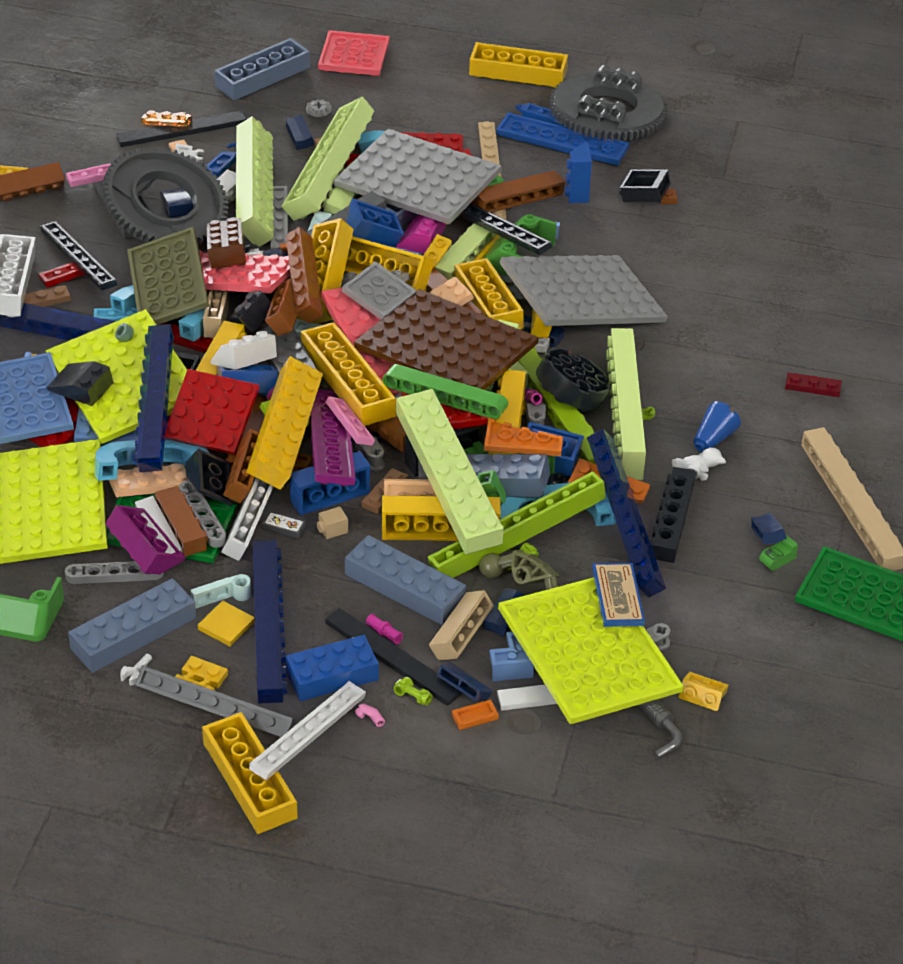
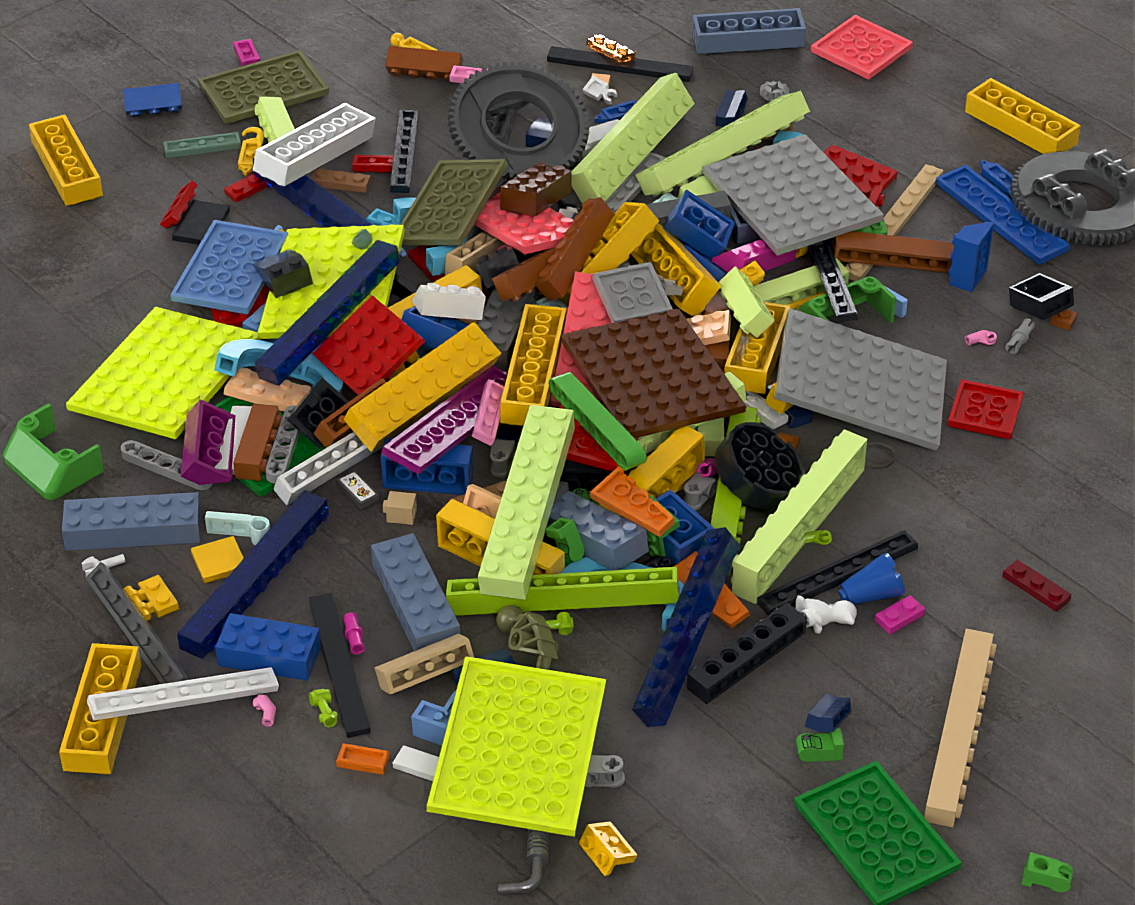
camera: 35 degrees right, 0 degrees up
(463, 265) = (745, 302): none -> yellowish green brick
(466, 679) = (377, 721): dark blue piece -> none
(618, 594) = (592, 705): tile -> none
(627, 230) = (983, 336): none -> bright pink arm
(652, 219) = (1020, 336): none -> light grey pin
(675, 279) = (985, 409): none -> red plate
(678, 434) = (835, 573): none -> black tile
(745, 443) = (900, 614): none -> dark pink plate

